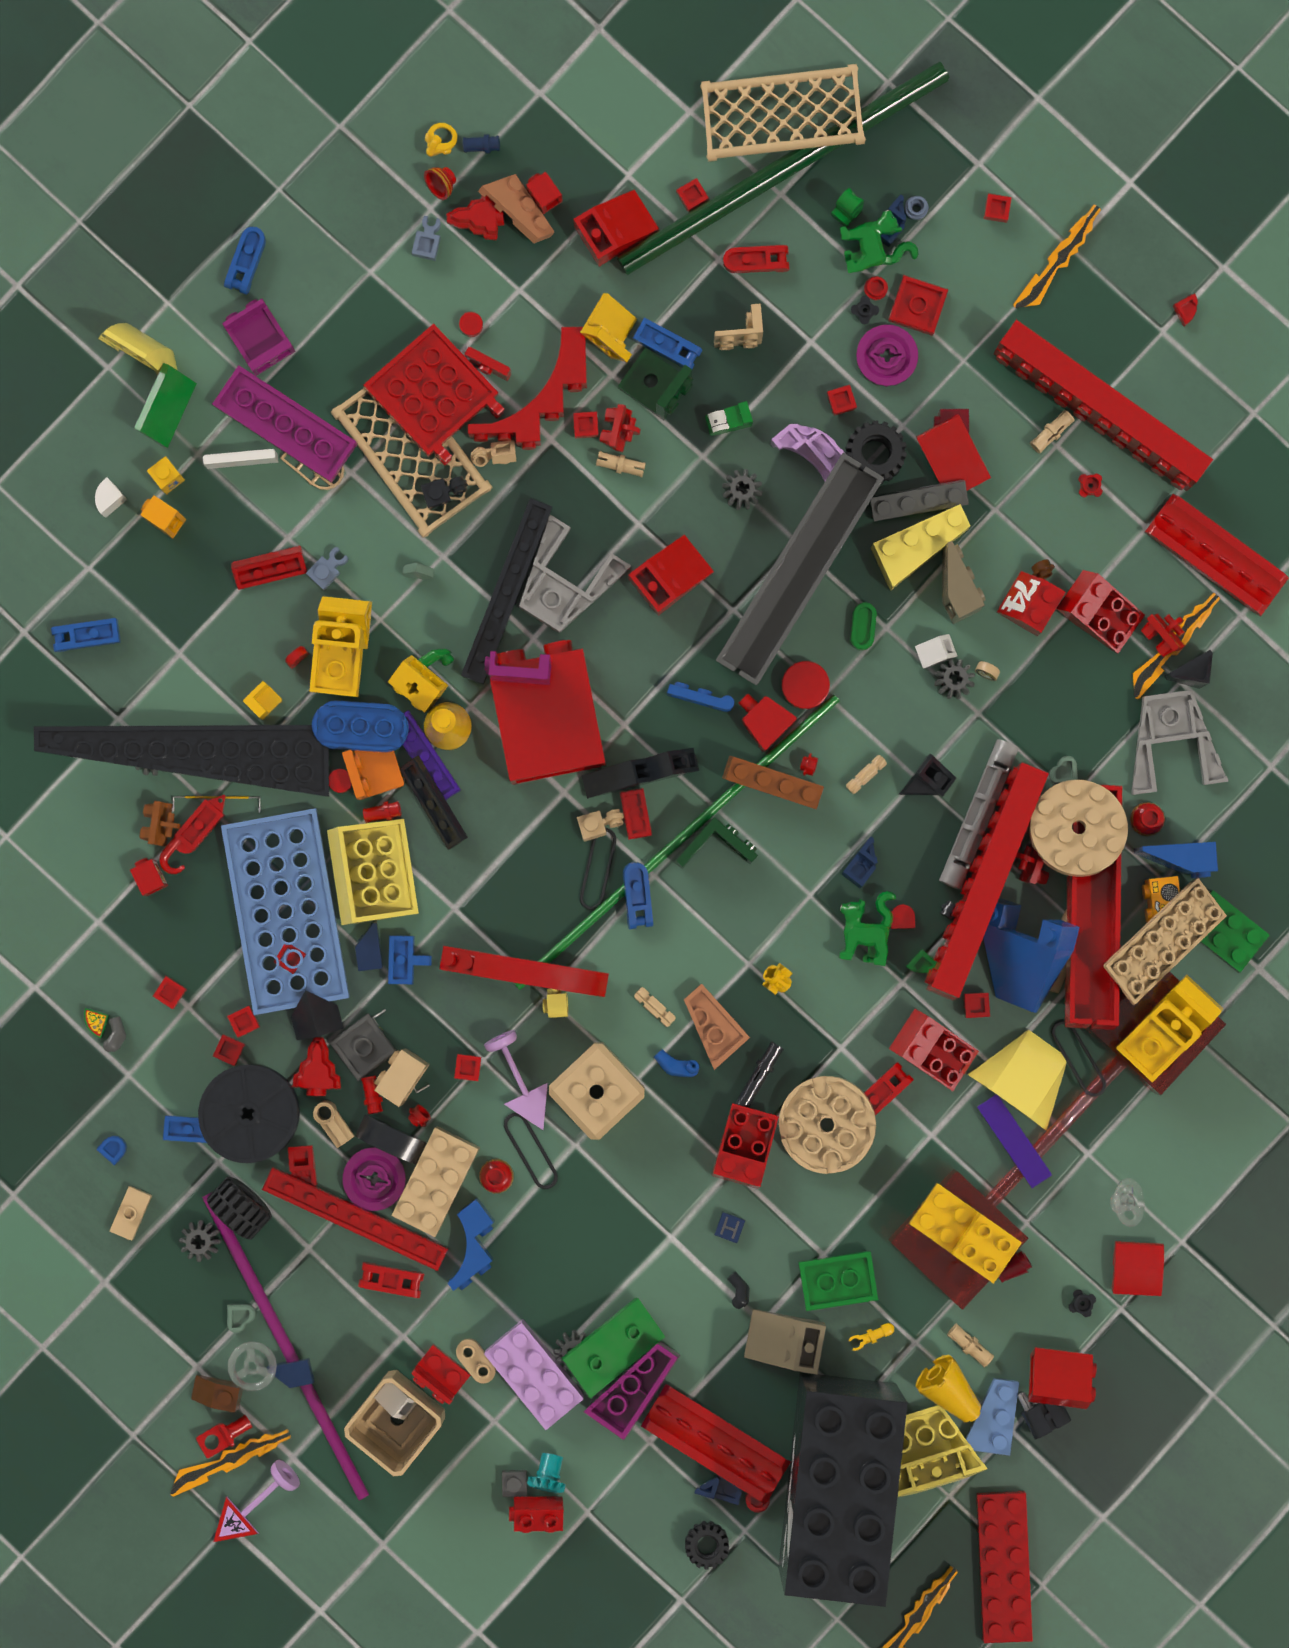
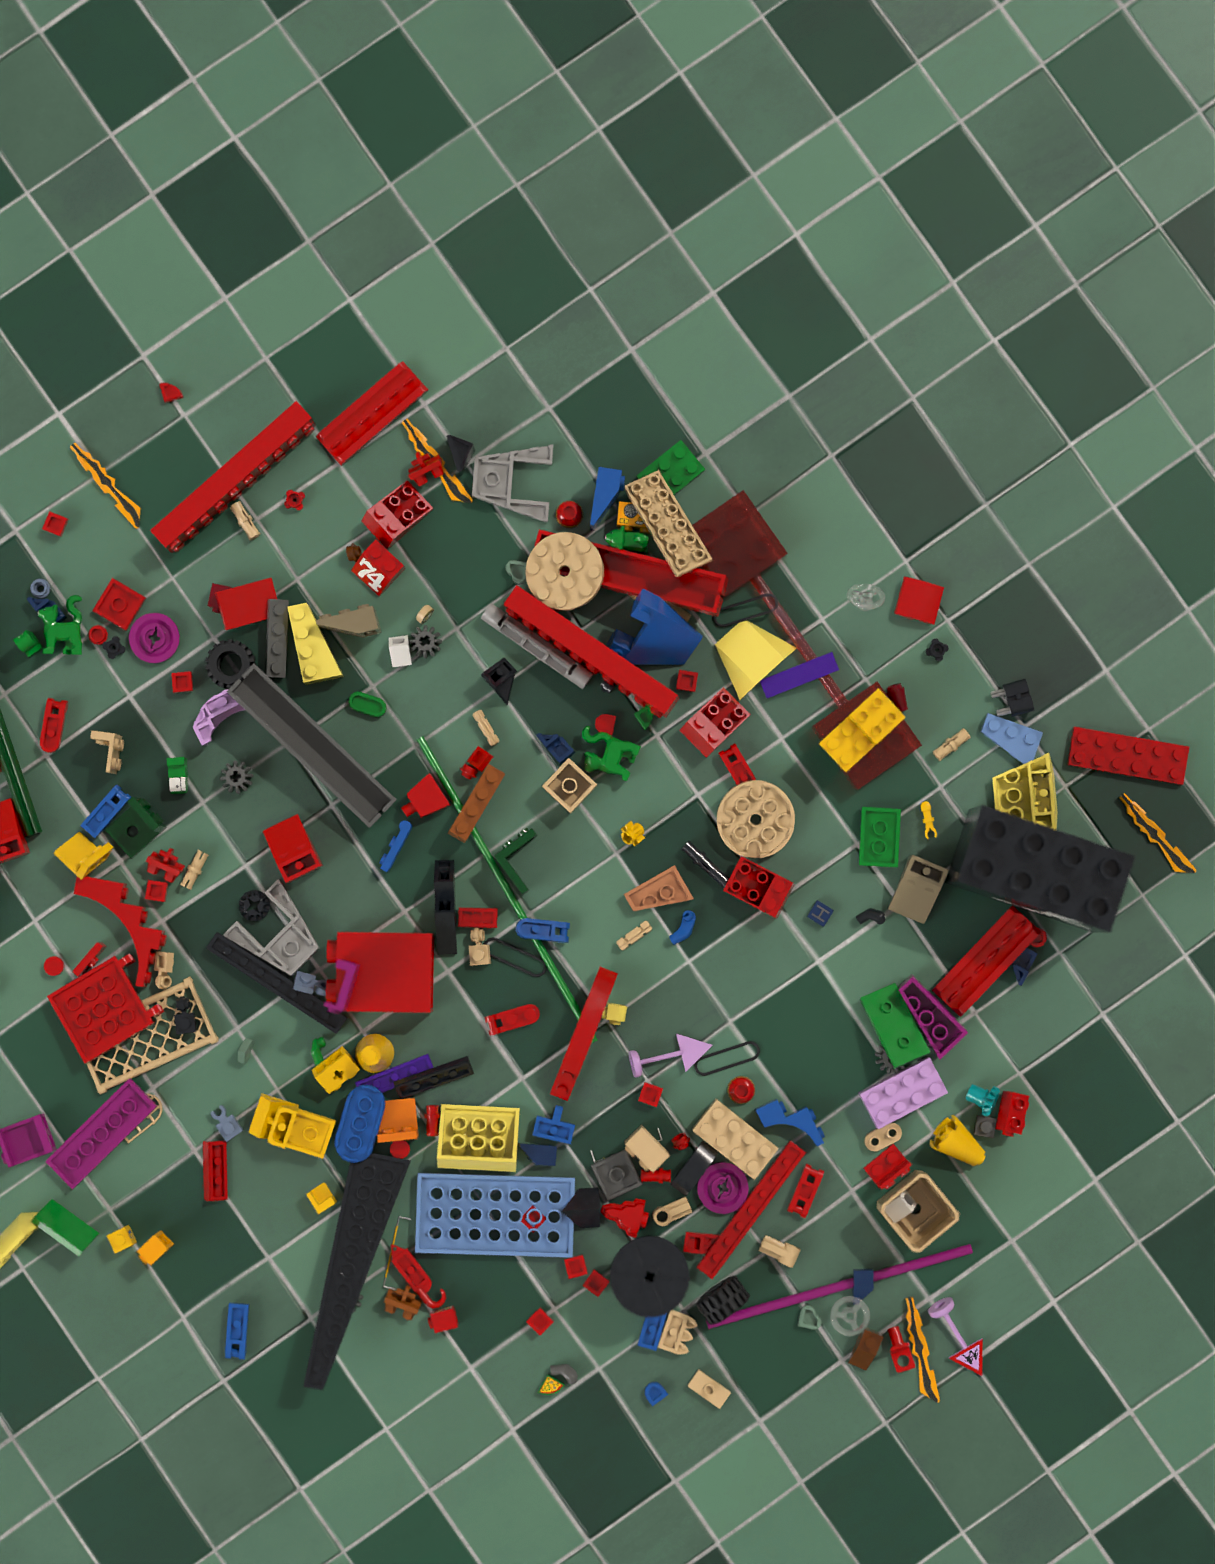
camera: 80 degrees left, 0 degrees up
(108, 497) = (129, 1289): white brick -> none
(189, 1157) = (675, 1332): none -> tan plate
(194, 1247) = (746, 1342): dark grey gear -> none
(240, 458) = (121, 1176): white tile -> none
(296, 656) = (292, 1163): red tile -> none
(311, 1269) = (783, 1252): none -> tan piece
(488, 1453) = (956, 1141): none -> yellow cone
(513, 627) = (306, 983): none -> sand blue plate
(523, 882) = (513, 1018): none -> red plate
(594, 555) = (263, 906): none -> black gear
(599, 1067) = (690, 976): tan plate -> none
(707, 1560) = (1074, 978): black tyre -> none
(805, 685) = (404, 760): red tile -> none
(818, 890) = (569, 785): none -> tan brick
(827, 775) = (480, 759): none -> red plate
(949, 1389) = (981, 768): yellow cone -> none
(1031, 867) = (587, 614): red hips -> none
(1061, 1378) = (991, 679): red brick -> none
(1132, 898) = (628, 541): none -> green animal
(1170, 1028) = (736, 535): yellow piece -> none

